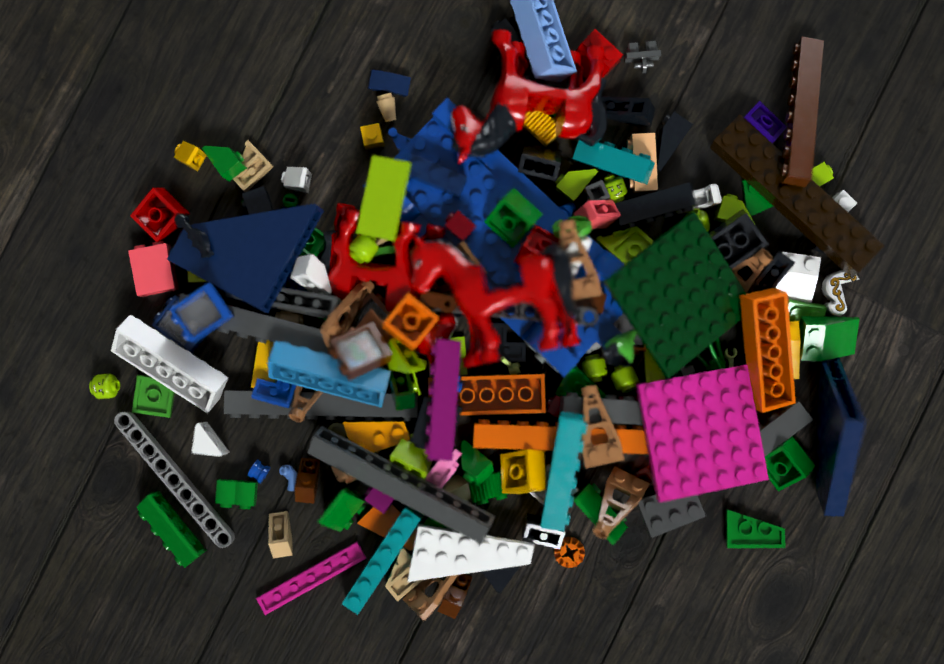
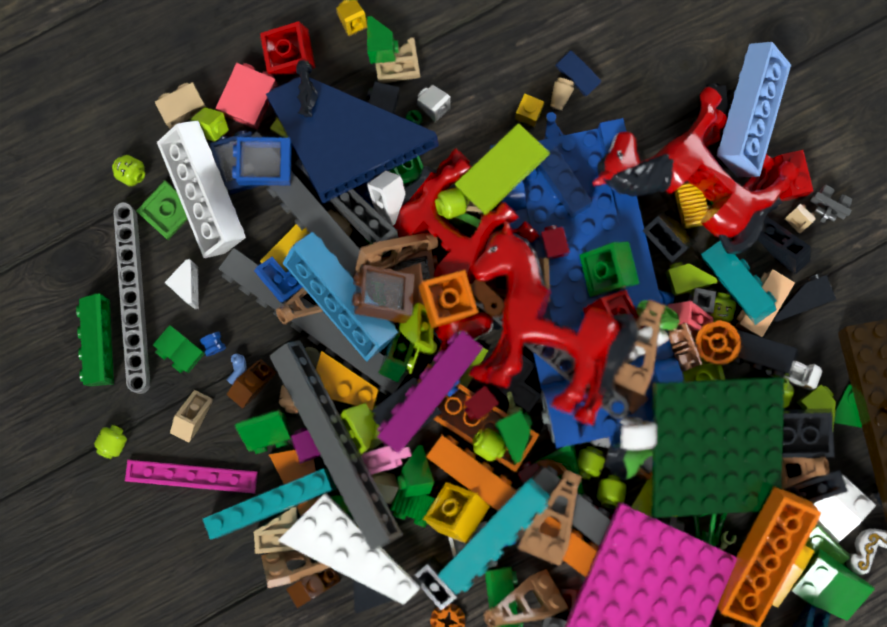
camera: 35 degrees right, 5 degrees down
(108, 310) = (180, 104): none -> tan brick
(142, 309) = (212, 123): none -> lime brick
(234, 594) = (110, 442): none -> lime head
(486, 382) = (480, 404): none -> dark red brick
(513, 407) = (489, 444): none -> lime head
(527, 386) = (515, 433): none -> green slope
(574, 388) = (556, 466): none -> dark orange tile
(607, 238) = (684, 347): none -> nougat hinge
(616, 326) = (638, 433): none -> white animal
(627, 81) = (800, 218): none -> tan tile
(629, 217) = (718, 343): none -> orange cylinder

